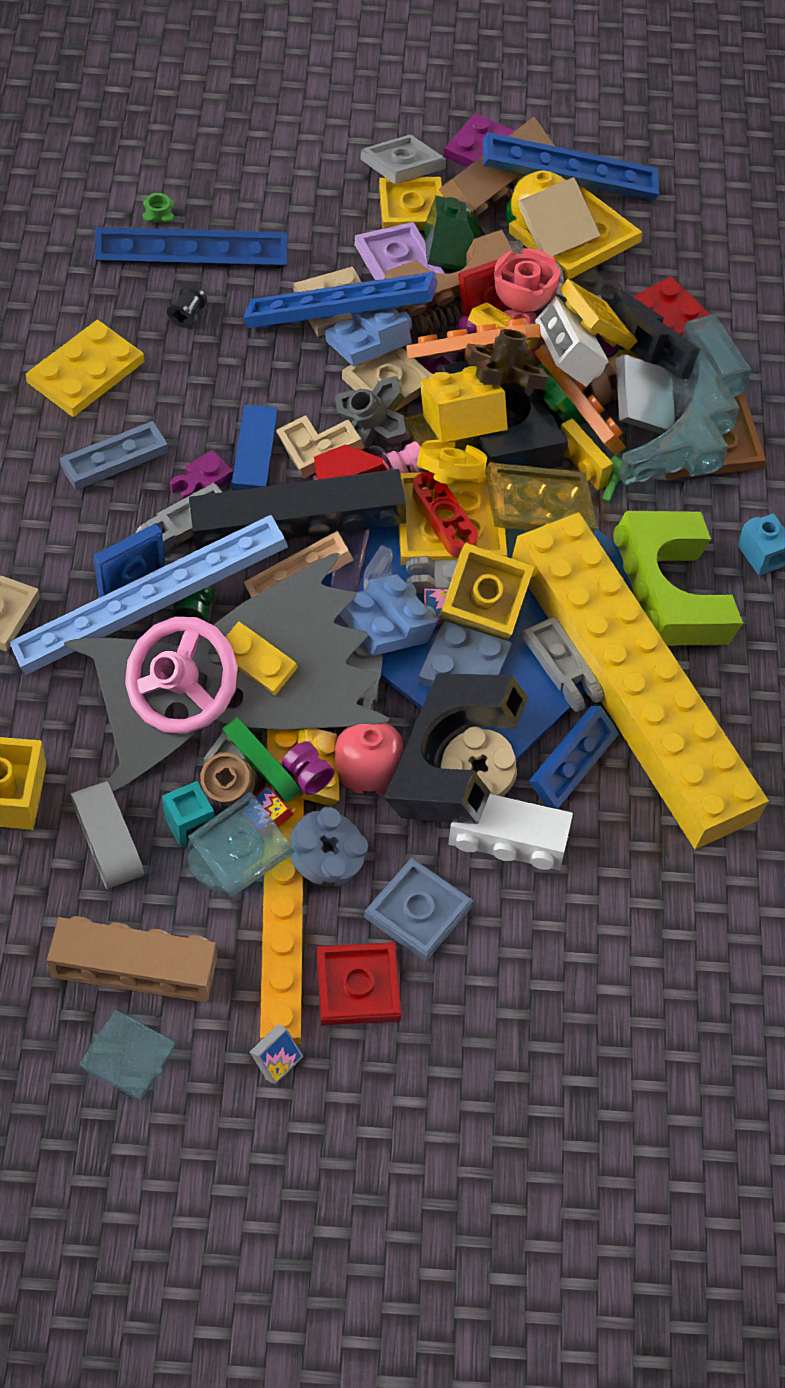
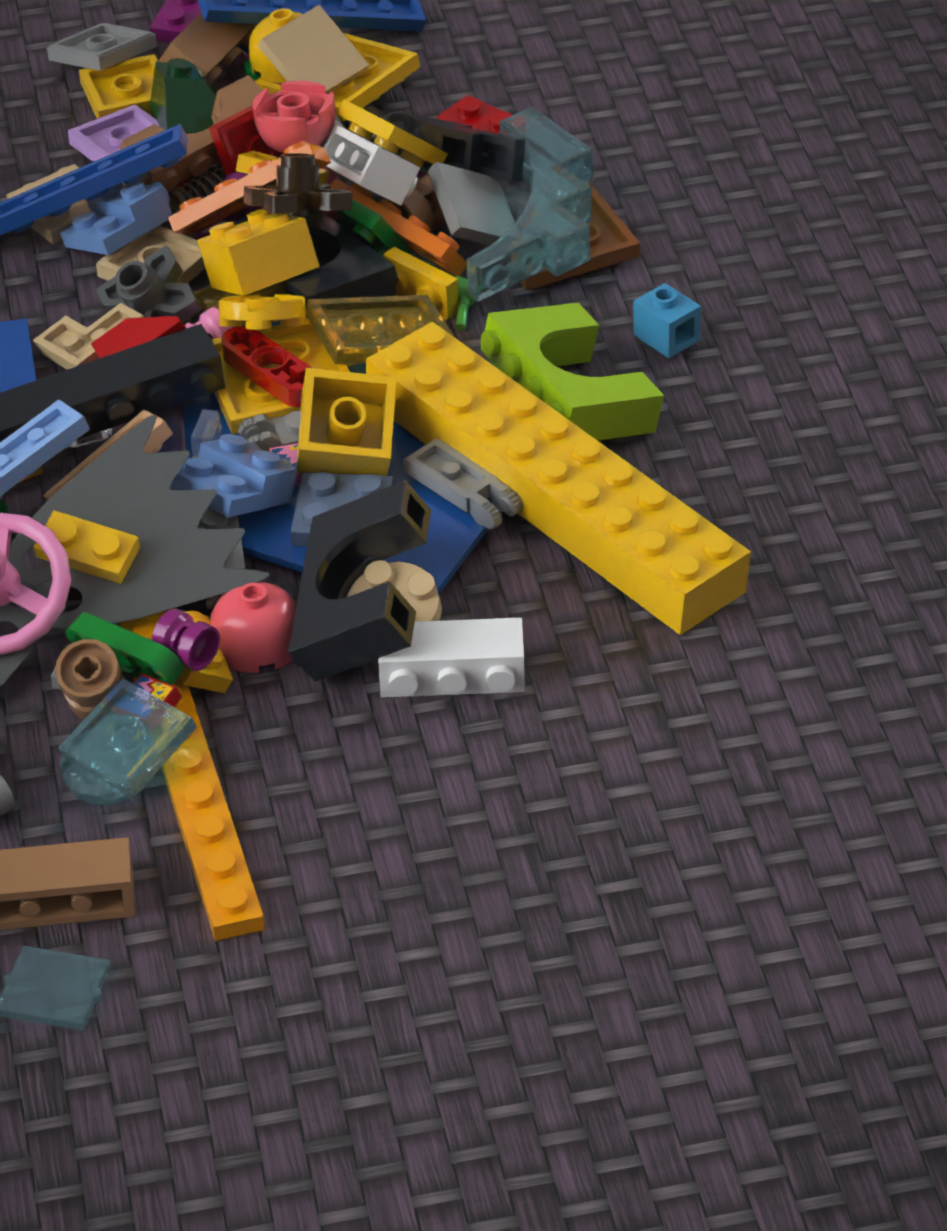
camera: 10 degrees left, 15 degrees down
(186, 809) = (43, 722): teal panel -> none
(276, 1054) = (239, 936): tile -> none
(337, 831) = (256, 722): sand blue plate -> none
(358, 983) = (316, 852): red tile -> none
(418, 909) = (365, 764): sand blue tile -> none
(574, 757) = (506, 569): blue plate -> none

